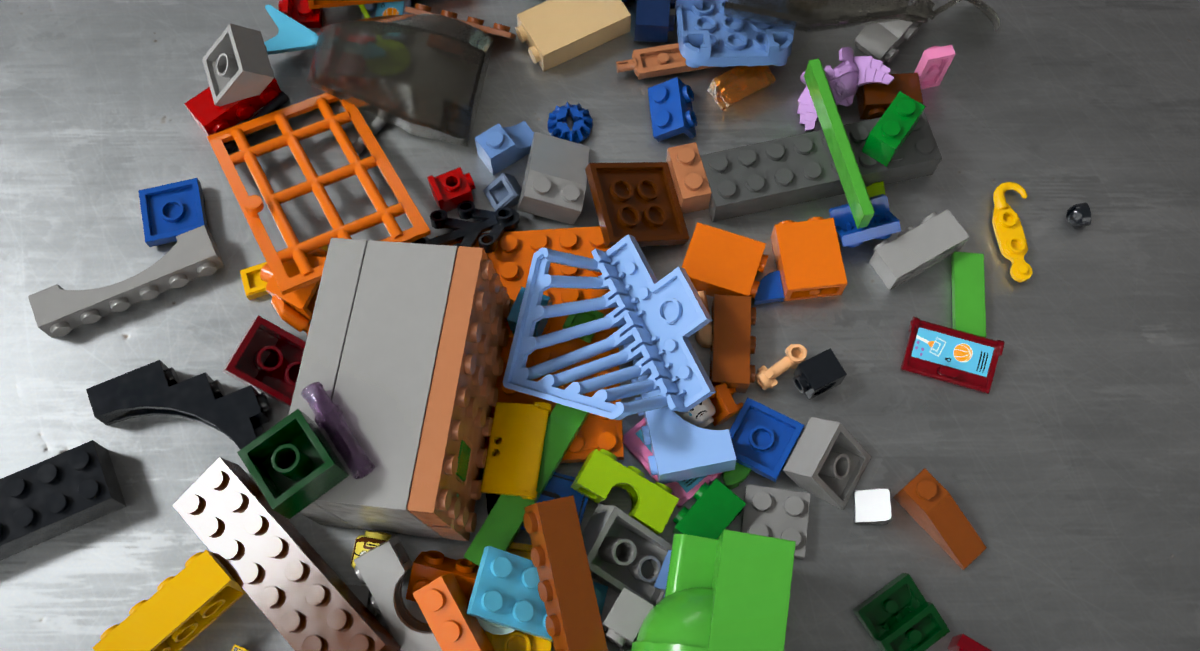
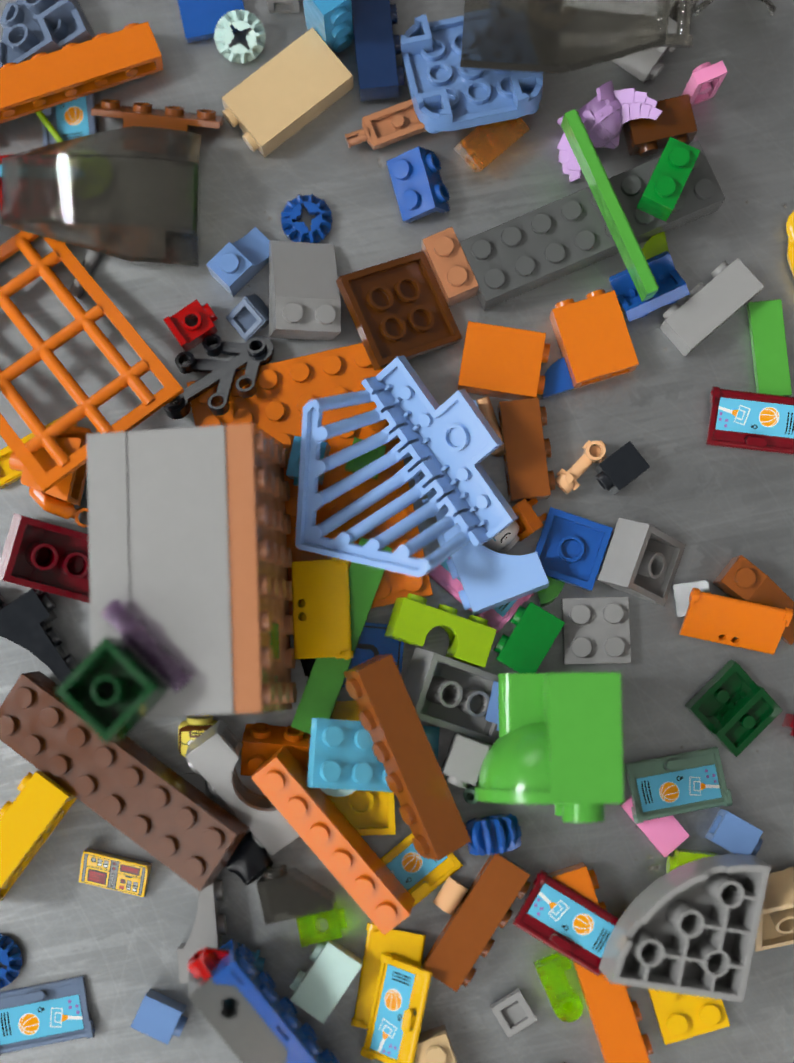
camera: 10 degrees left, 15 degrees up
(910, 529) = (754, 624): none -> orange door

